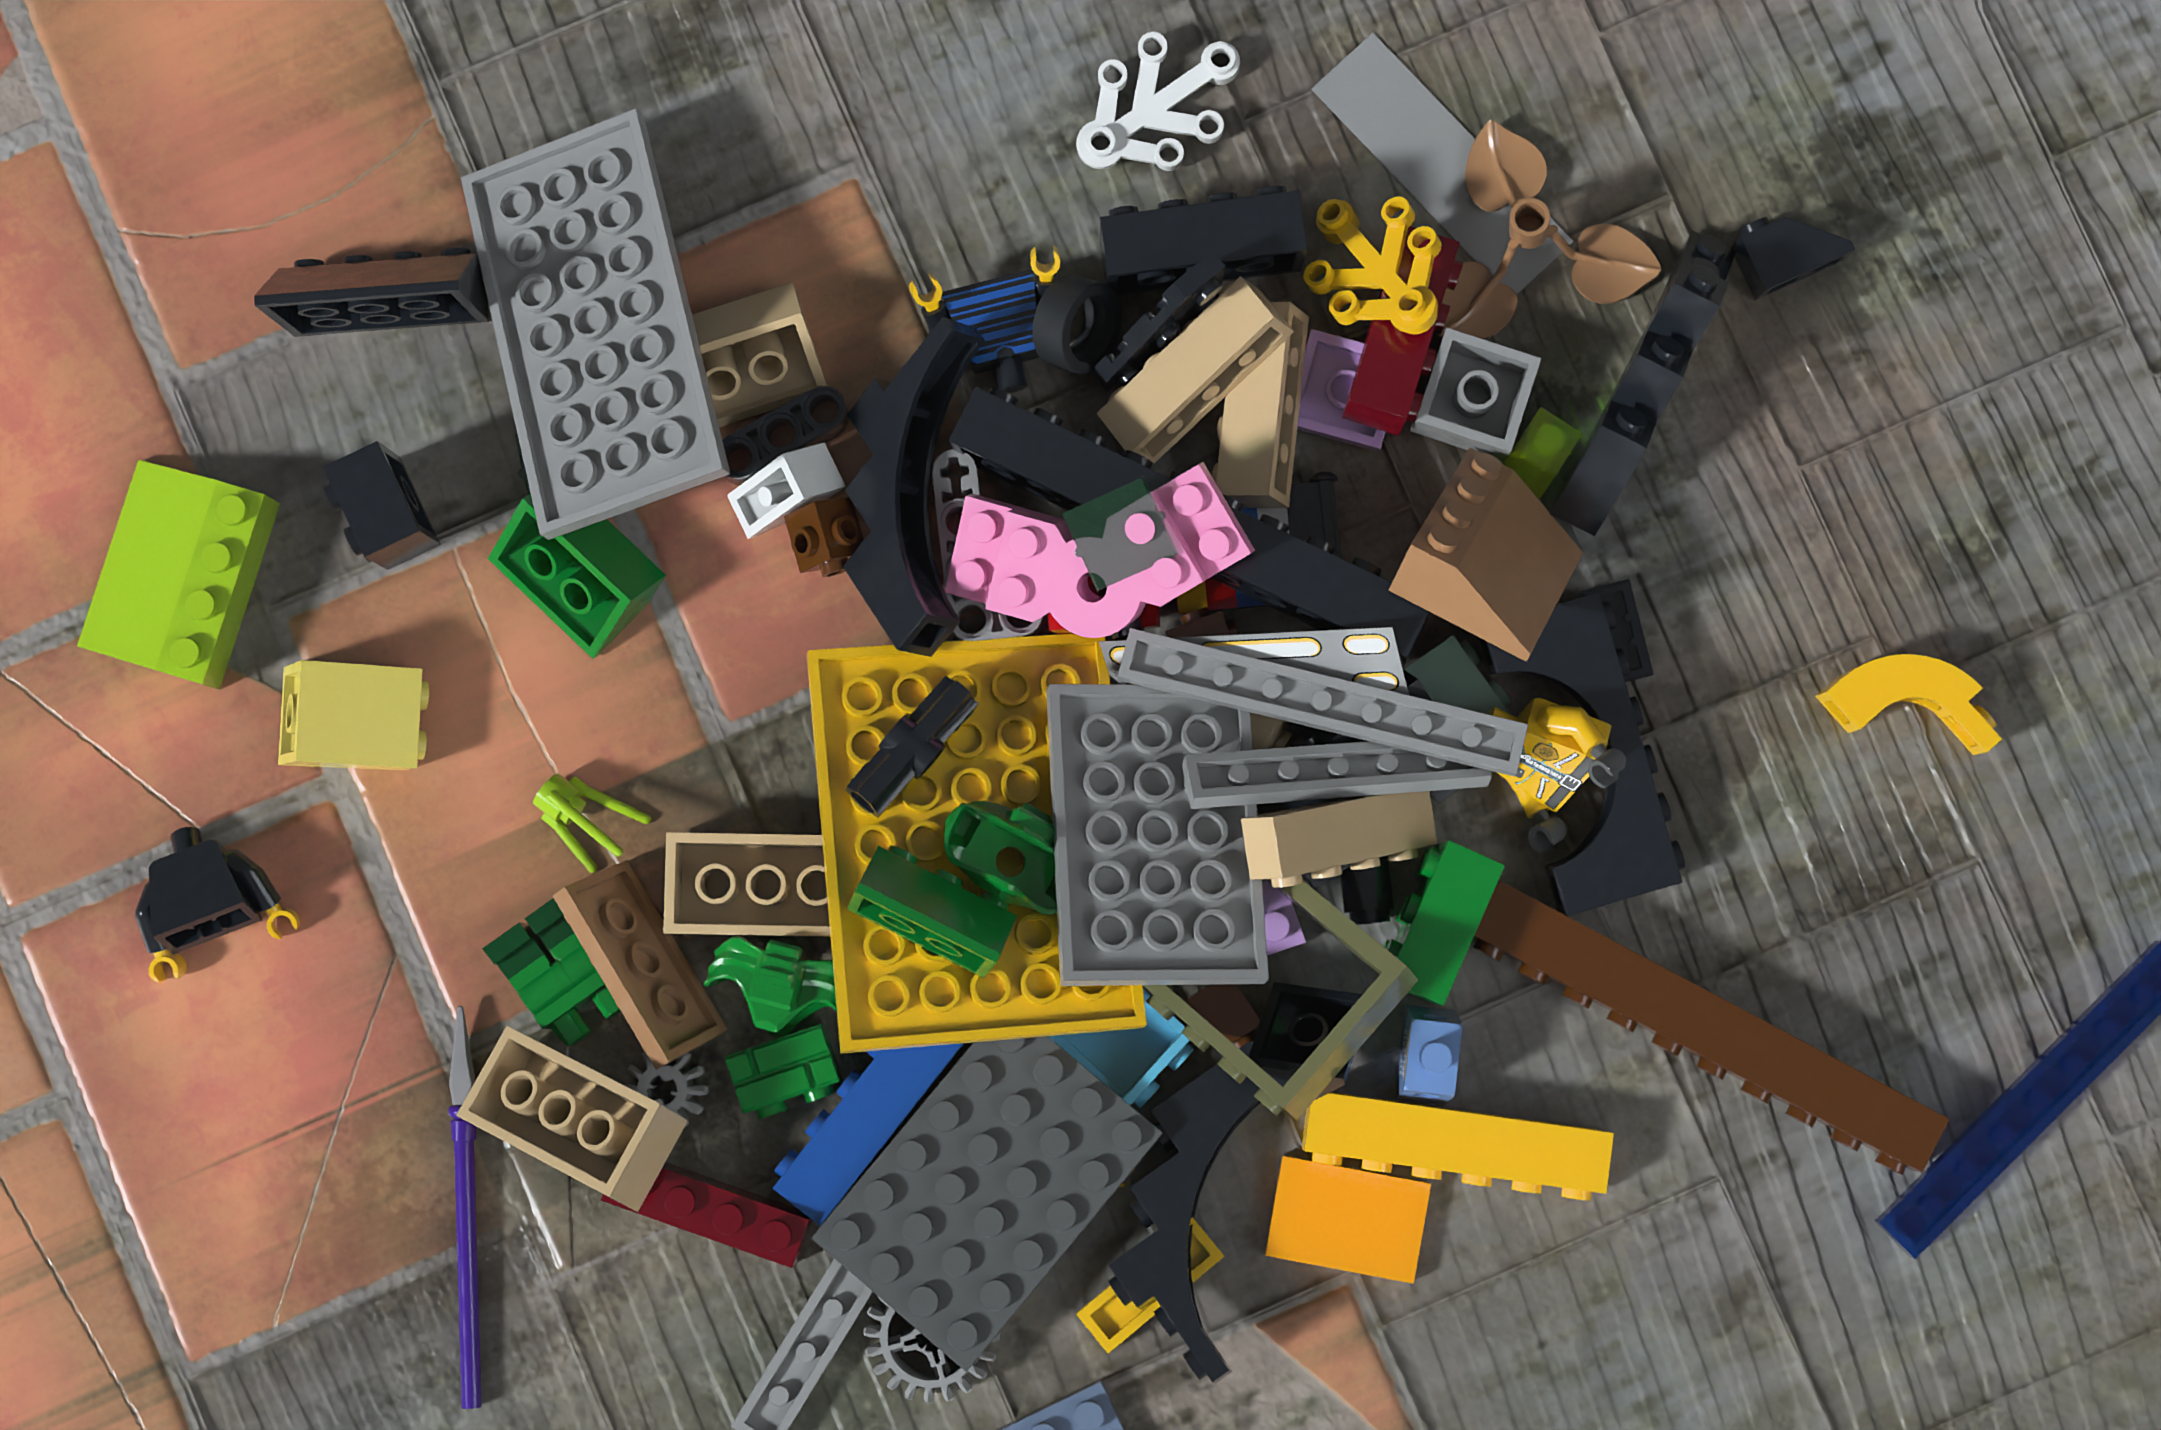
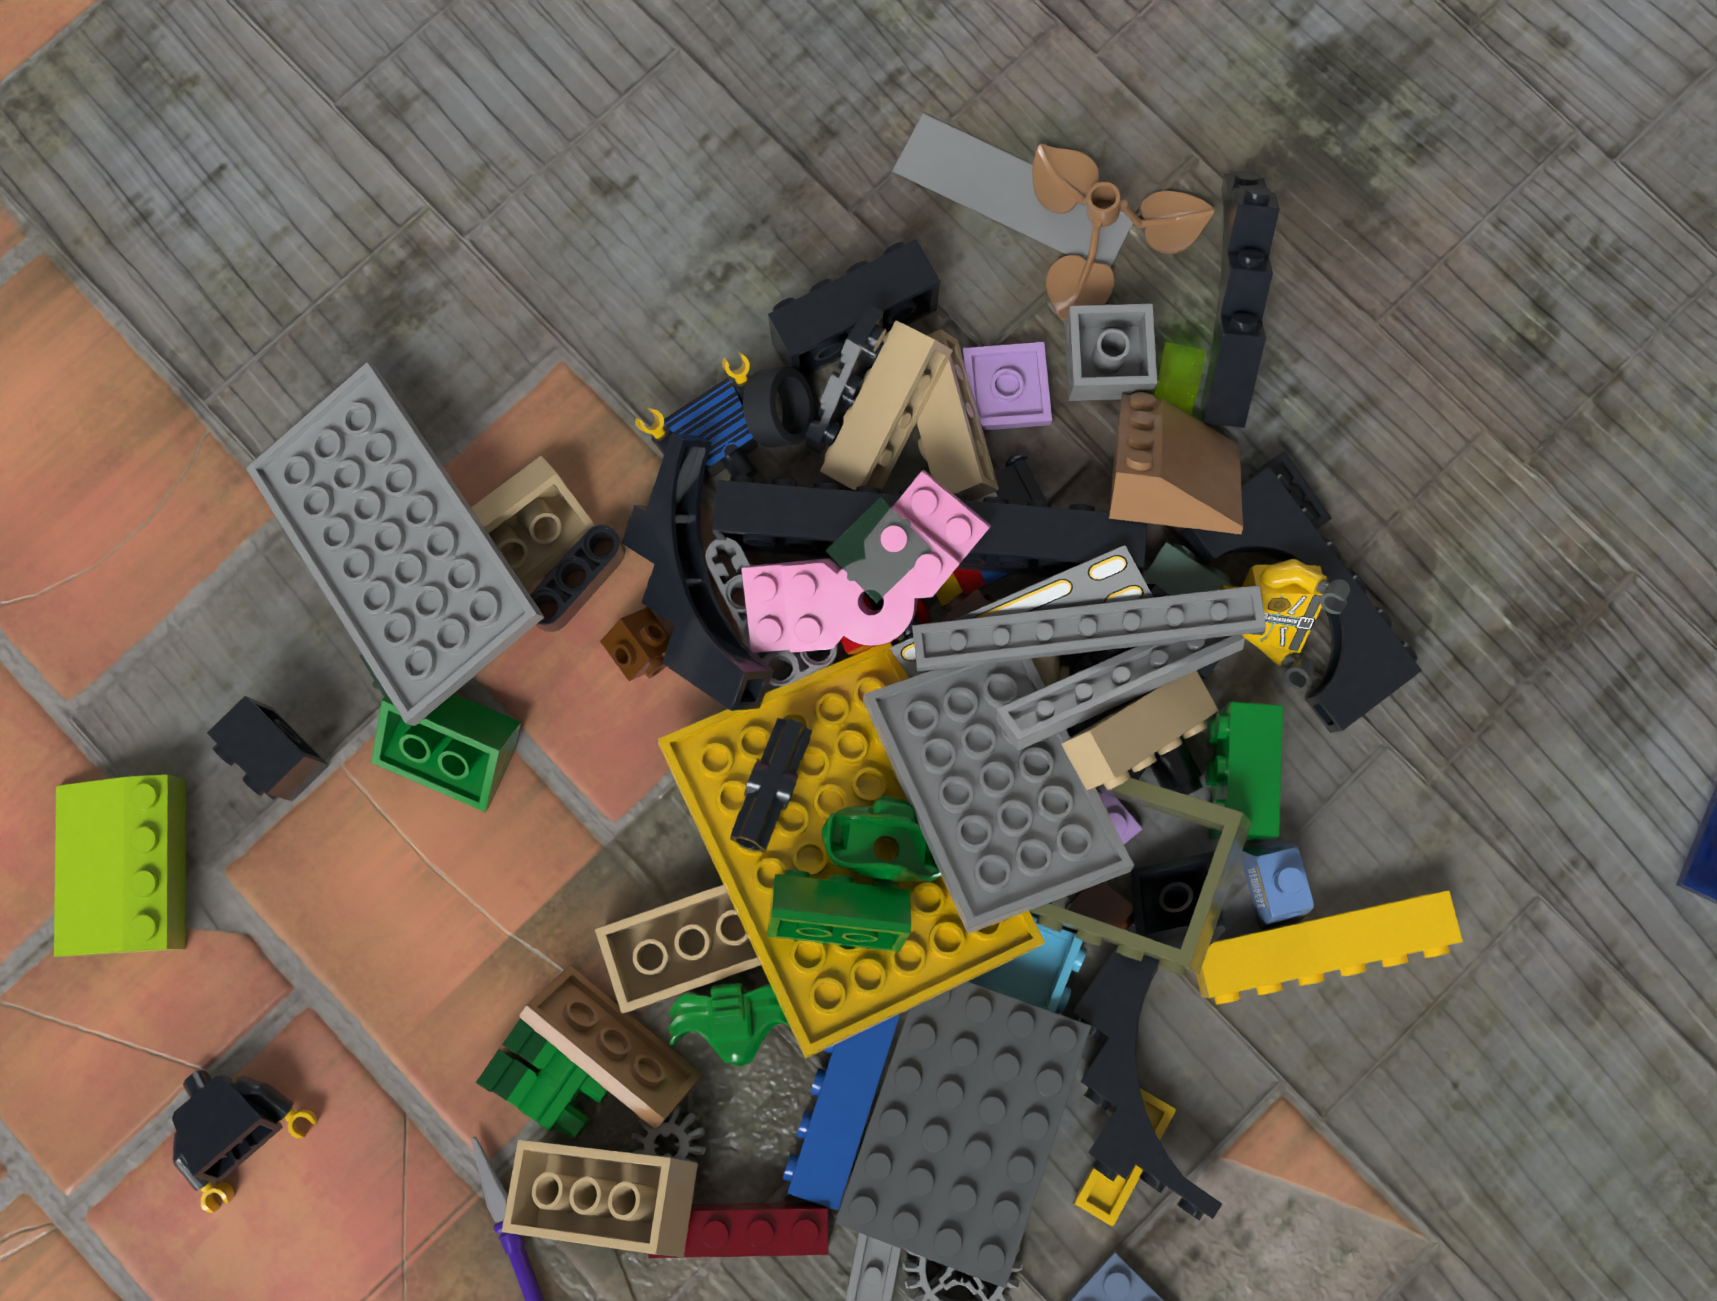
camera: 25 degrees left, 5 degrees down
(352, 716) = (302, 929): light yellow slope -> none
(376, 294) = (207, 583): black slope -> none
(563, 802) = (501, 937): lime plant -> none
(783, 1070) = (760, 1091): green brick -> none
(784, 487) = (591, 618): white slope -> none
(1152, 109) = (776, 227): white plant -> none
(1347, 1219) = (1262, 1041): light orange tile -> none
(1378, 270) = (955, 262): yellow plant -> none
(1393, 360) = (1035, 323): dark red brick -> none
(1710, 1029) = (1492, 780): reddish brown brick -> none
(1785, 253) = (1303, 164): black slope -> none
(1919, 679) = (1537, 448): yellow arch -> none

